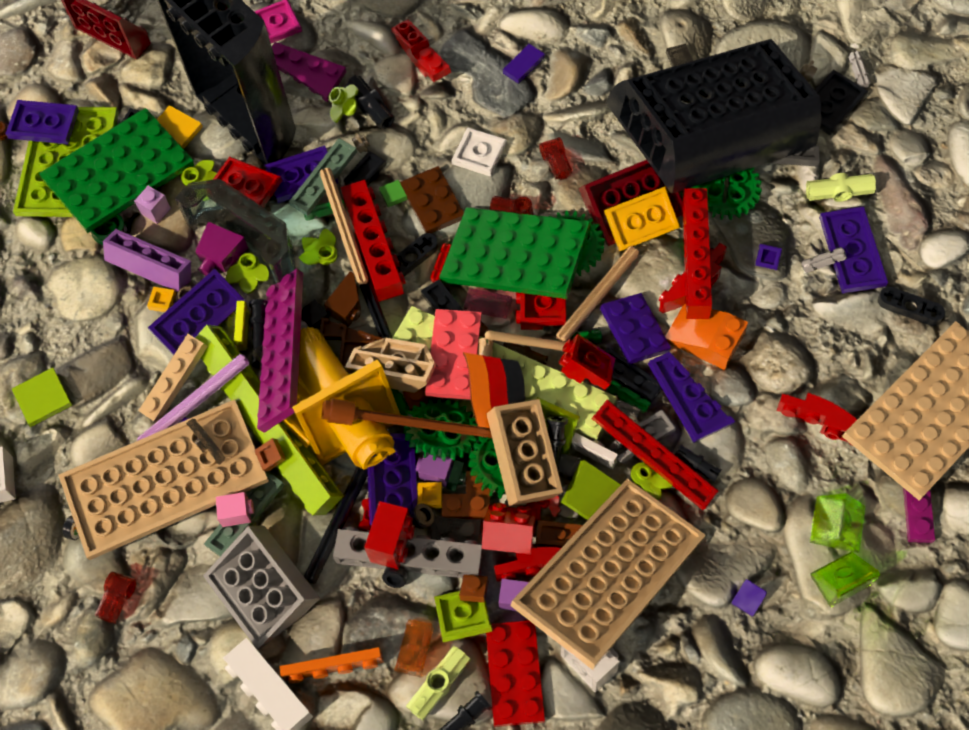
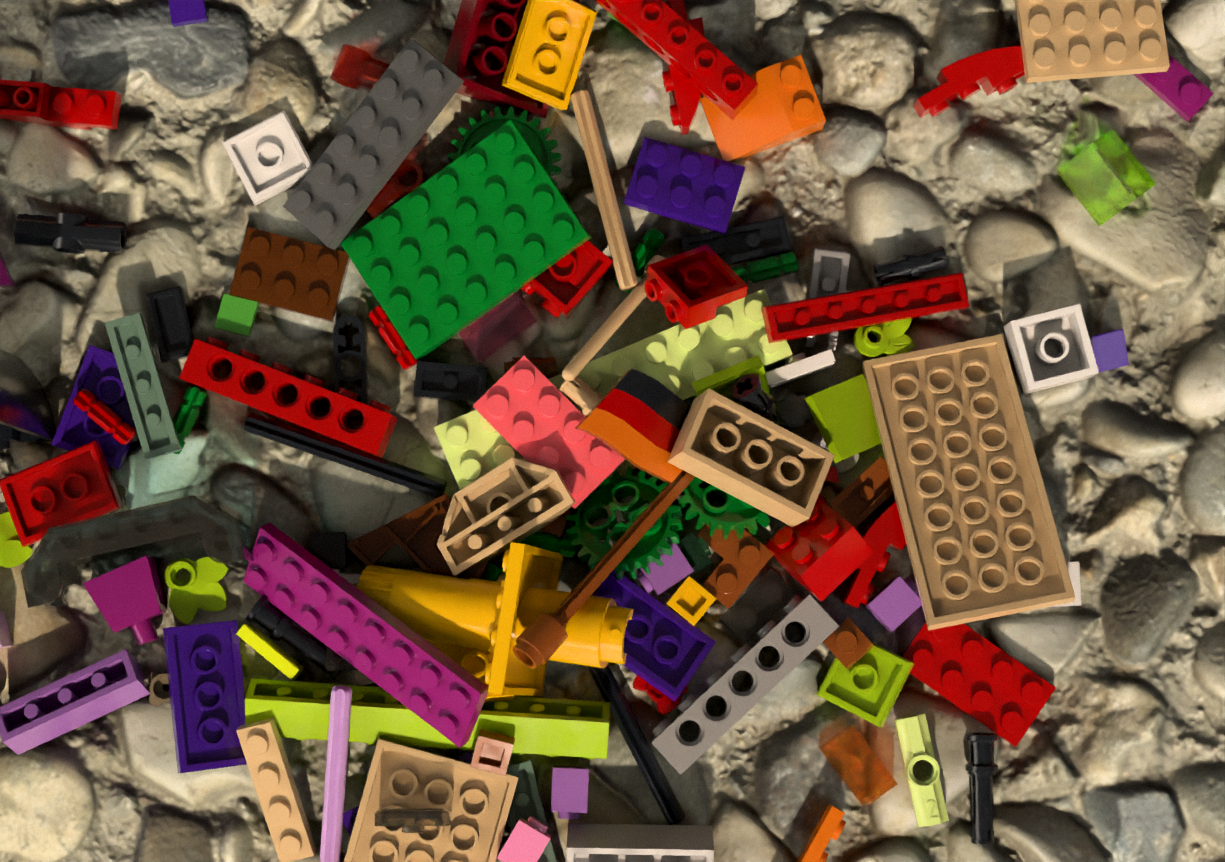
camera: 55 degrees left, 20 degrees up
(161, 299) = (142, 723): yellow plate -> none
(282, 513) = (569, 791): none -> medium lavender brick
(295, 172) = (104, 416): none -> red axle
(316, 249) = (234, 471): lime plate -> none
(343, 101) = (40, 268): lime plate -> none
(344, 226) = (242, 418): tan axle -> none
(345, 301) = (348, 499): reddish brown slope -> none
(361, 143) = (125, 295): dark tan plate -> none
(389, 535) = (724, 695): red brick -> none
(395, 577) = (758, 720): black tile -> none
(422, 516) = (712, 632): black tile -> none
(524, 179) = (373, 143): none -> dark grey plate
(527, 352) = (624, 335): dark brown pin -> none
(693, 406) = (841, 208): dark purple wing -> none
(720, 563) = (1050, 349): none -> white brick
(844, 578) = (1173, 229): clear neon green slope -> none

